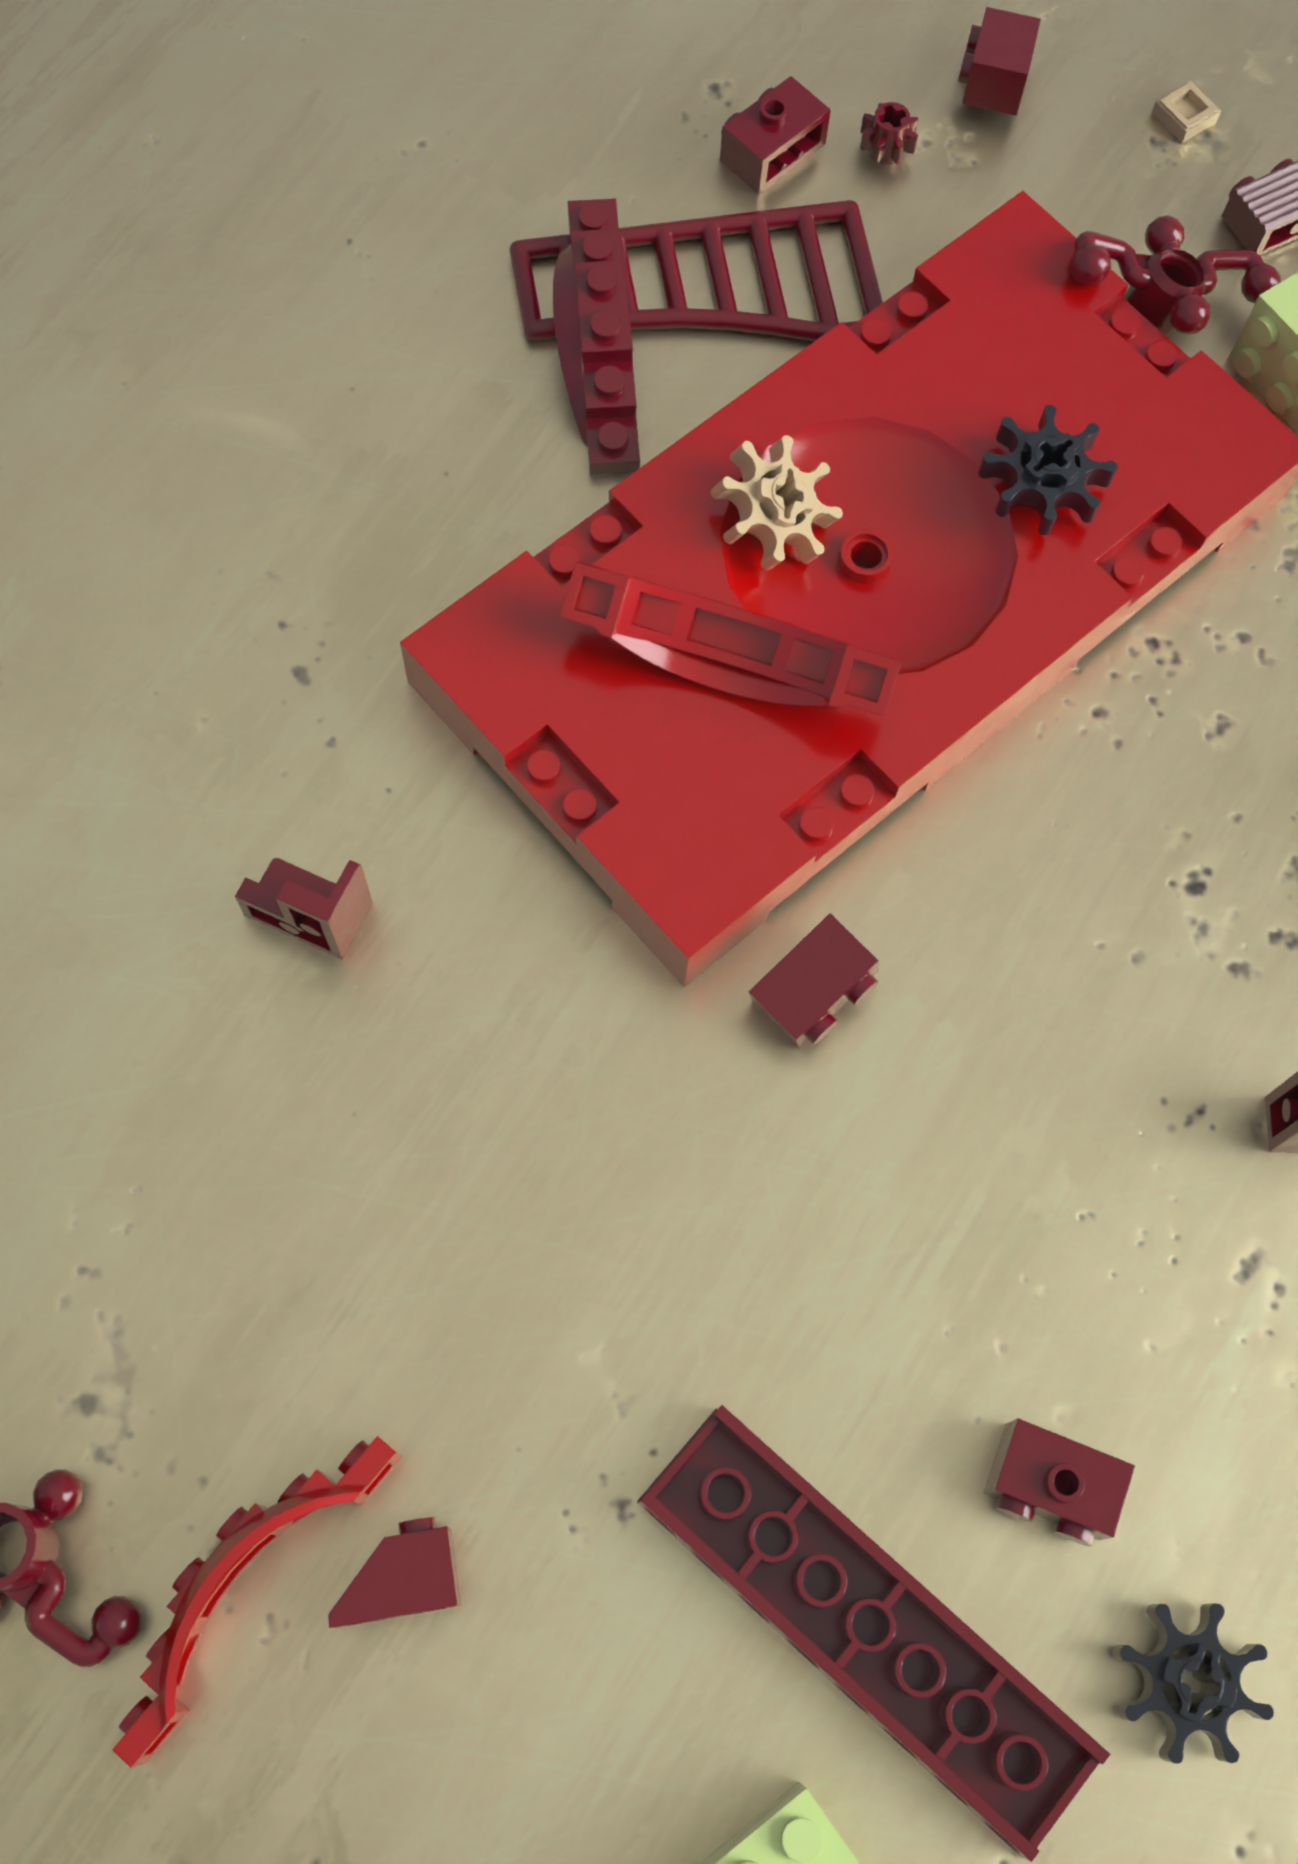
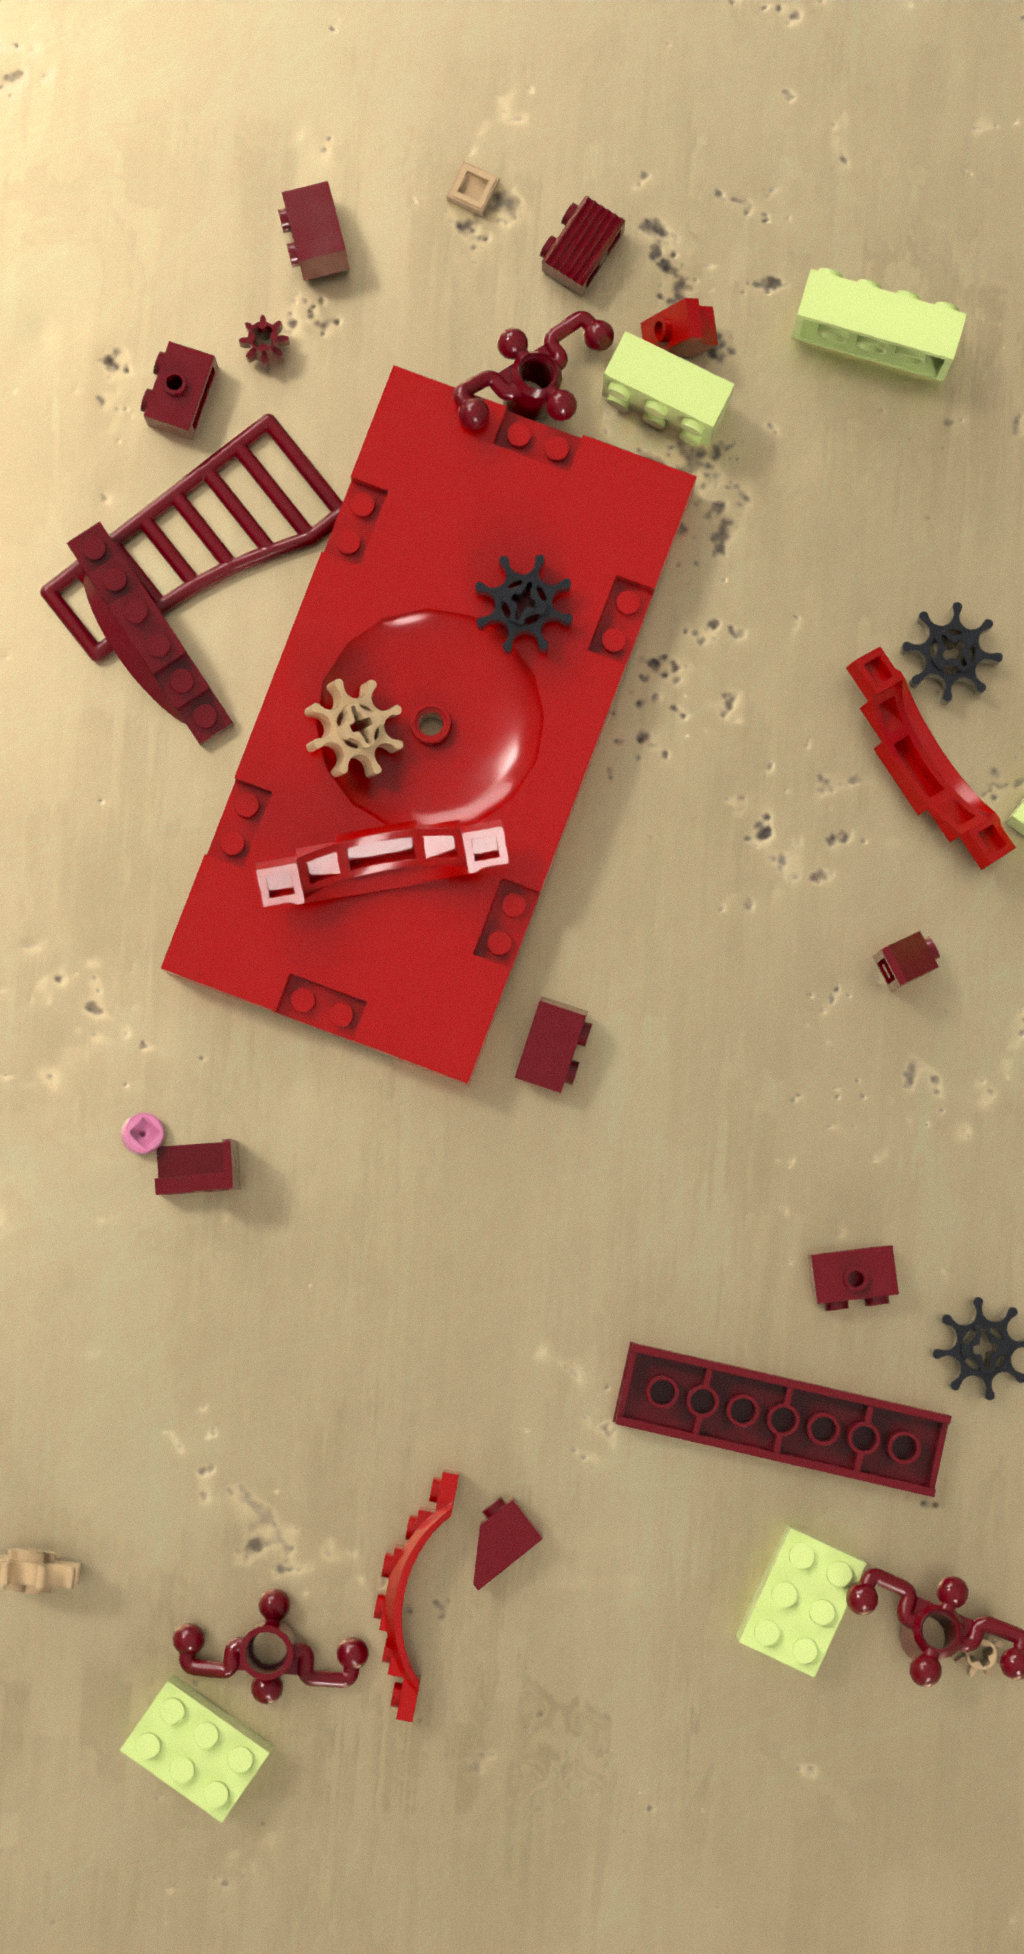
camera: 20 degrees left, 15 degrees up
(266, 830) = (142, 1133): none -> bright pink tile

